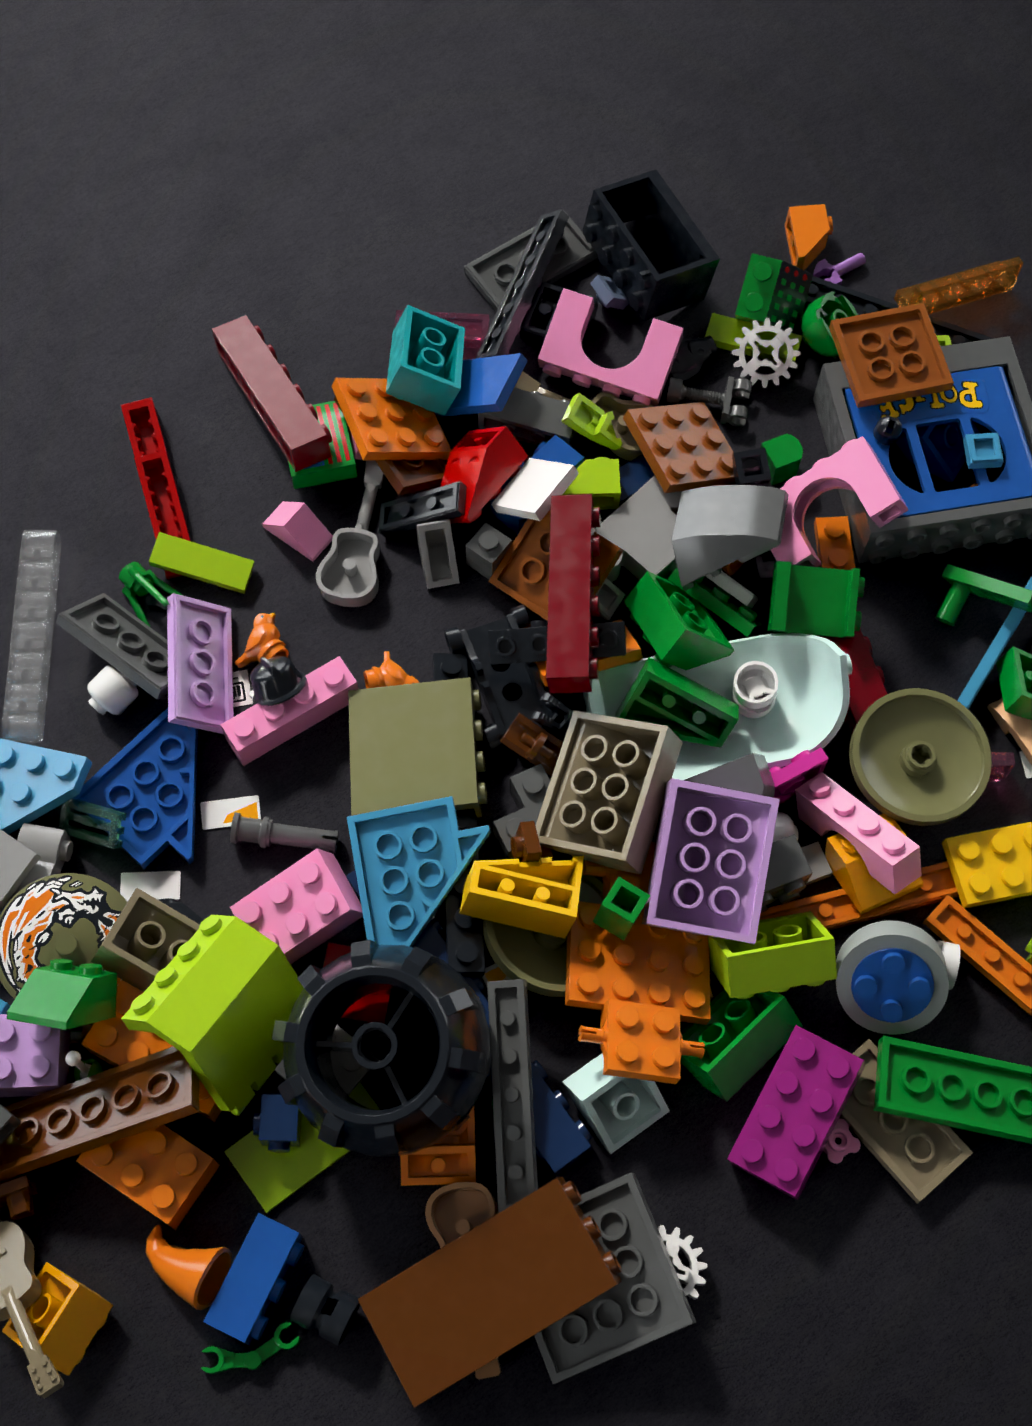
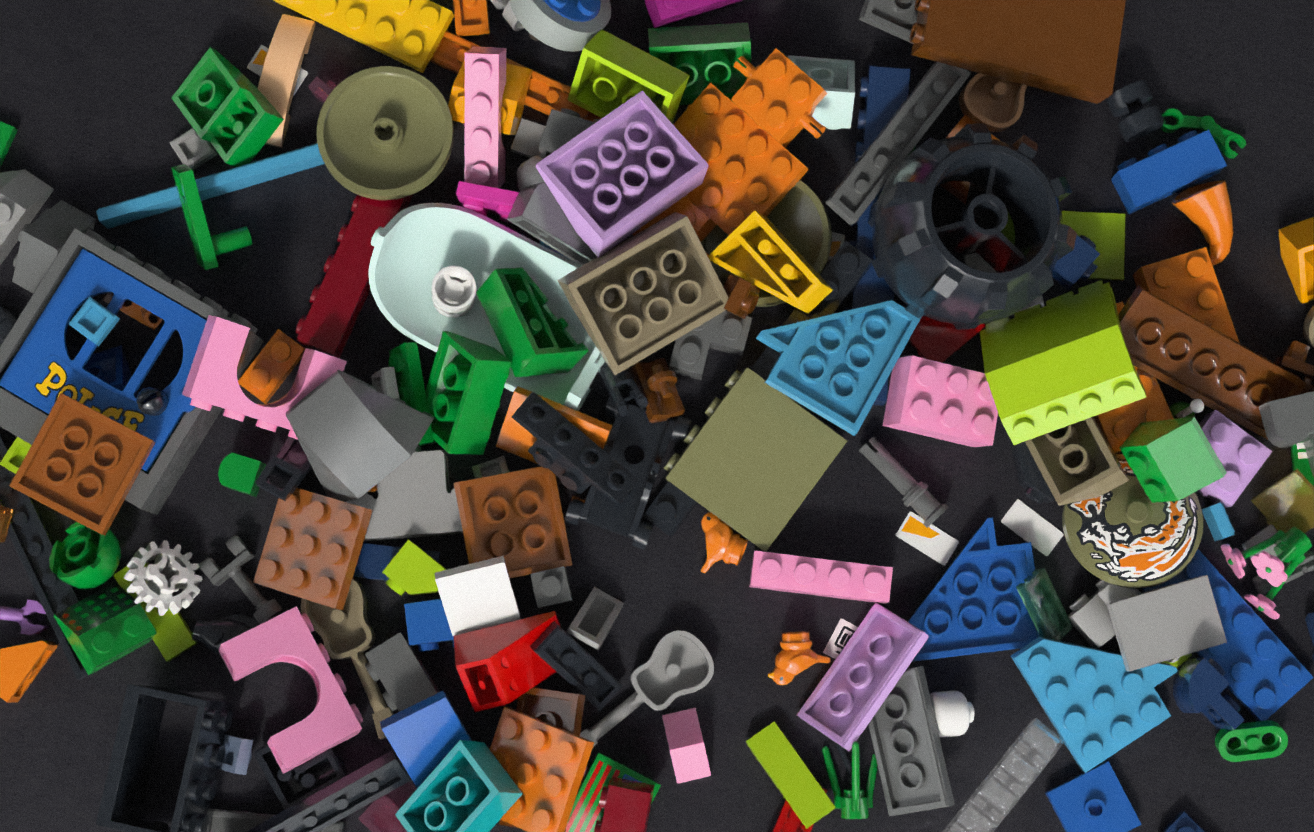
camera: 135 degrees left, 15 degrees up
(275, 681) = (818, 600): black piece -> none
(571, 594) = (534, 468): dark red brick -> none
(591, 422) = (369, 631): lime slope -> none
(621, 908) = (714, 195): green brick -> none
(815, 600) = (344, 316): green panel -> none

